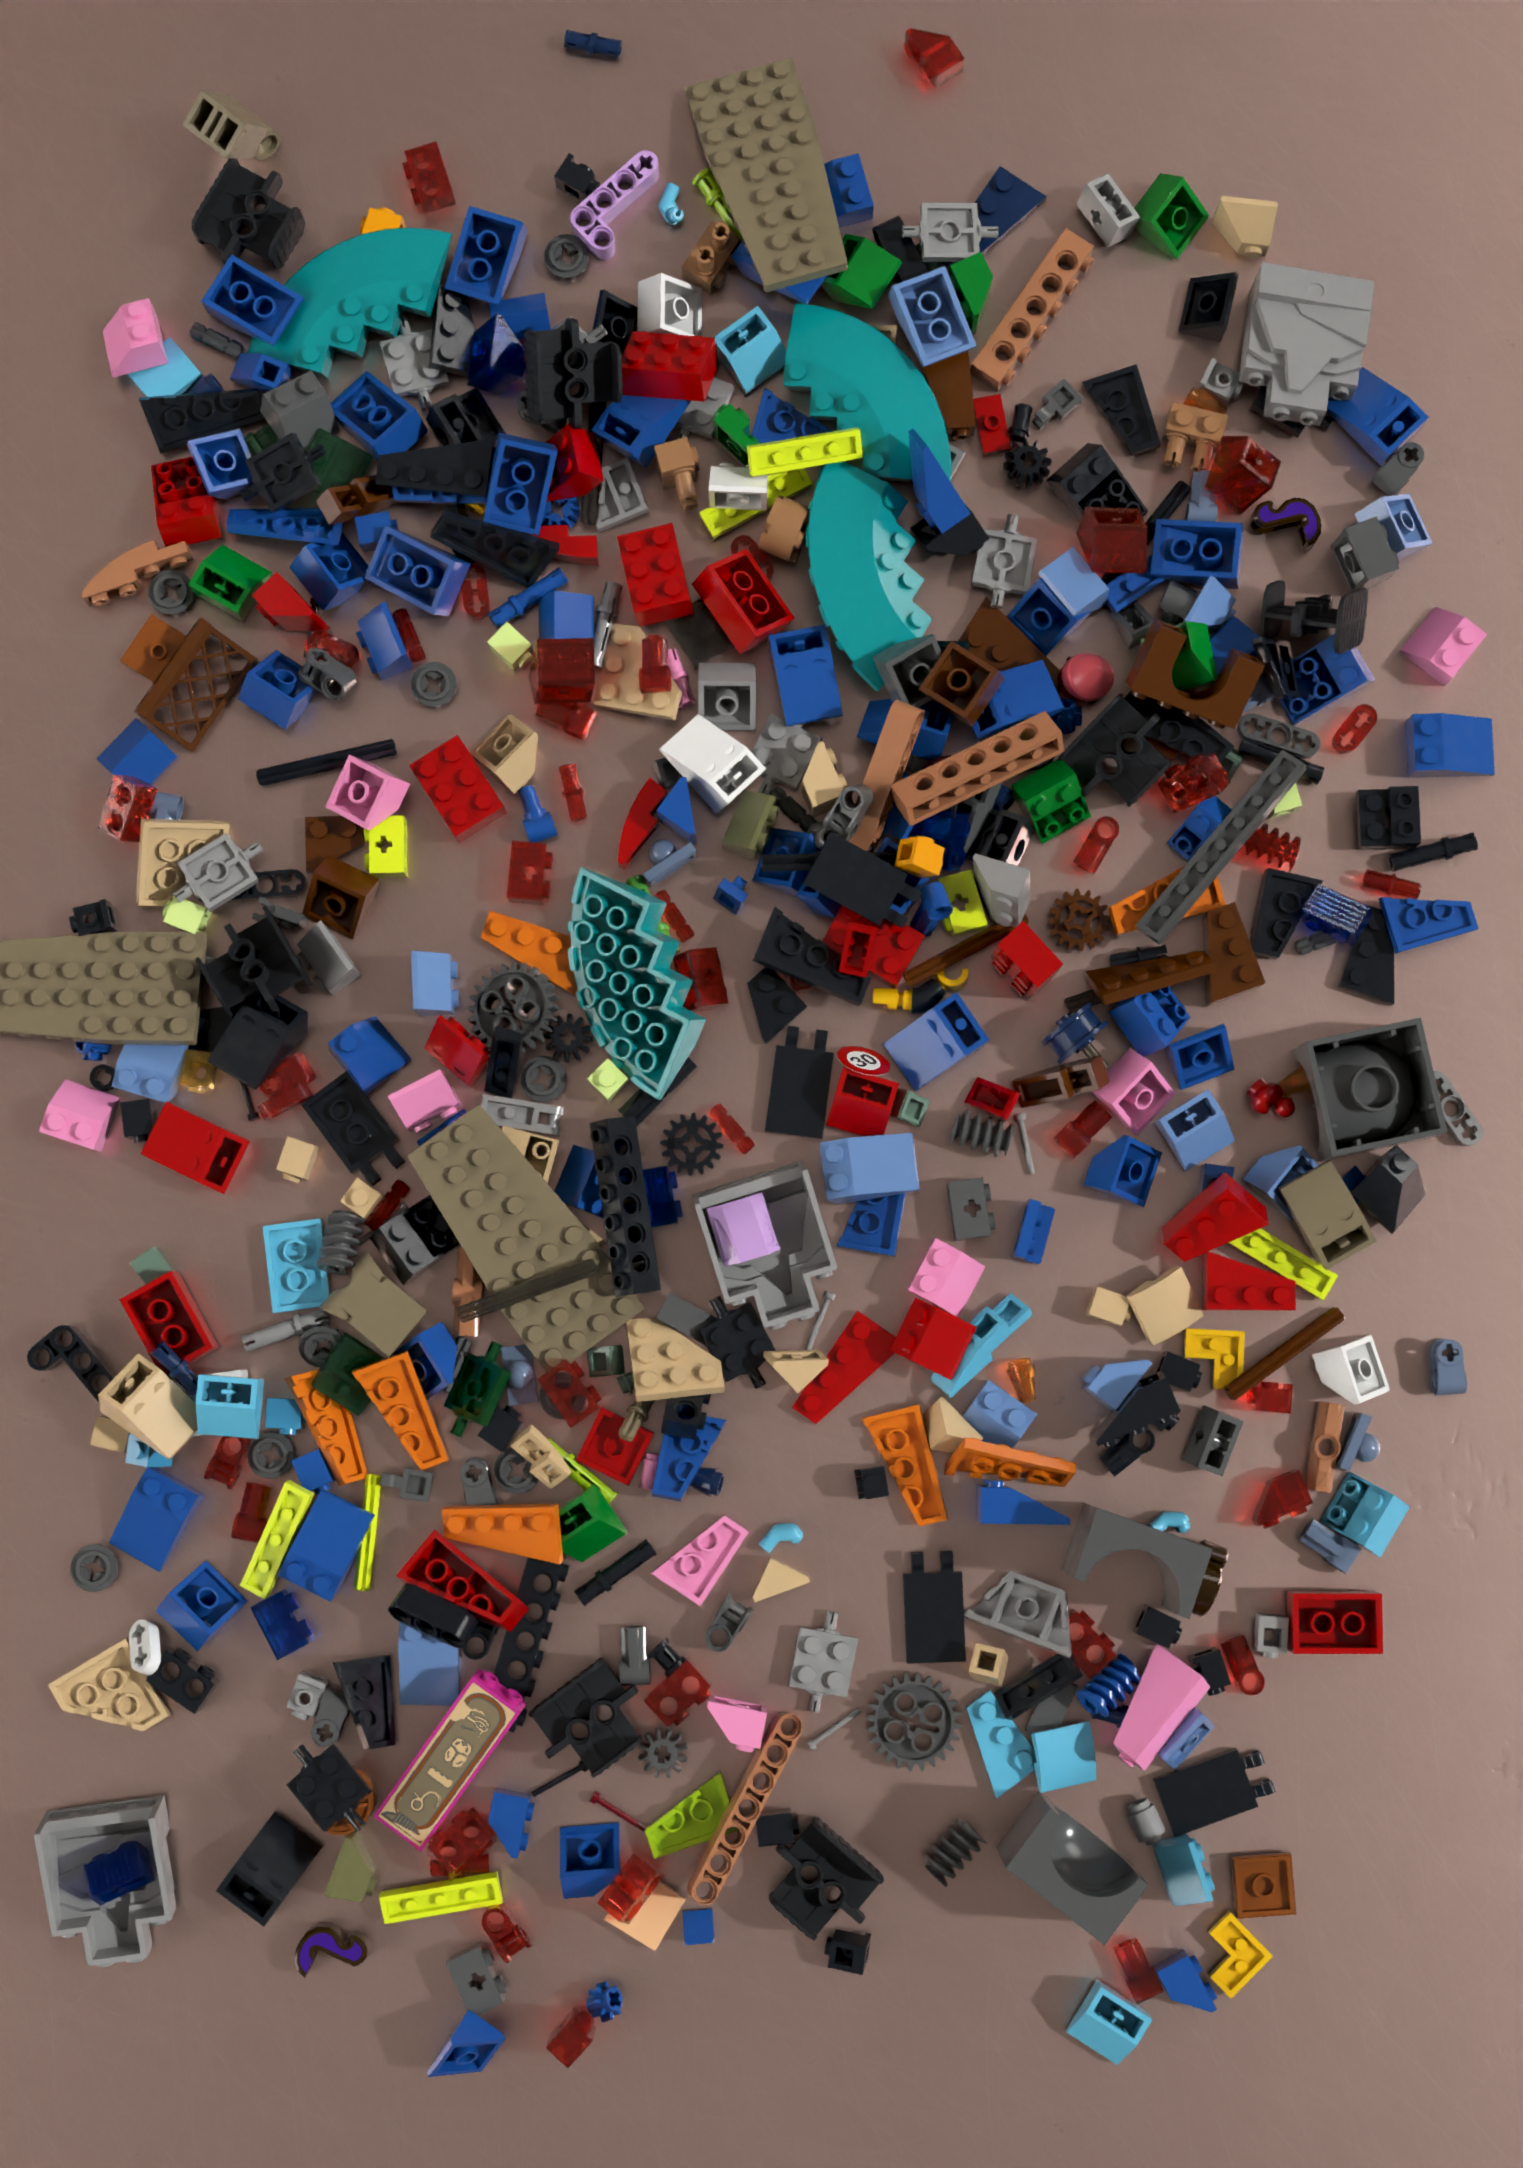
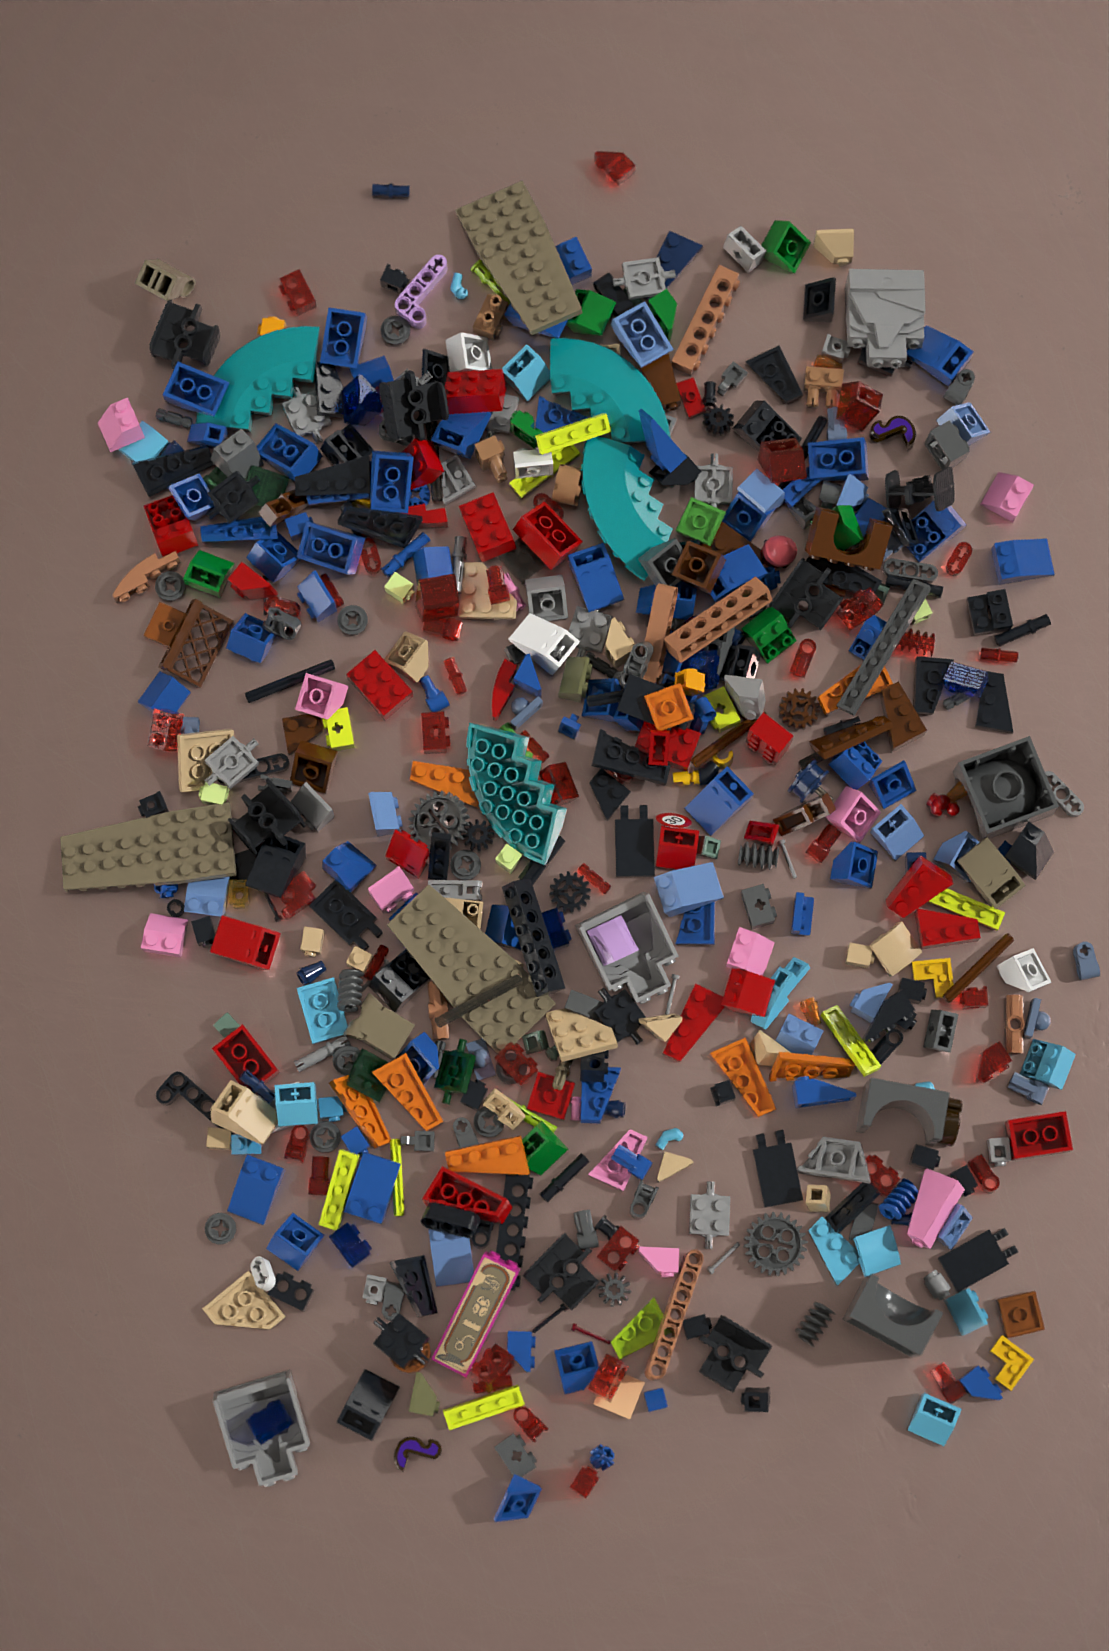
camera: 10 degrees left, 5 degrees down
(288, 1205) = (309, 973): none -> dark blue cone
(723, 1570) = (636, 1164): none -> blue piece
(882, 890) = (669, 707): none -> orange tile
(975, 614) = (700, 521): none -> bright green plate
(1075, 1434) = (850, 1040): none -> neon yellow plate
(1423, 922) = (1024, 676): blue wing -> none

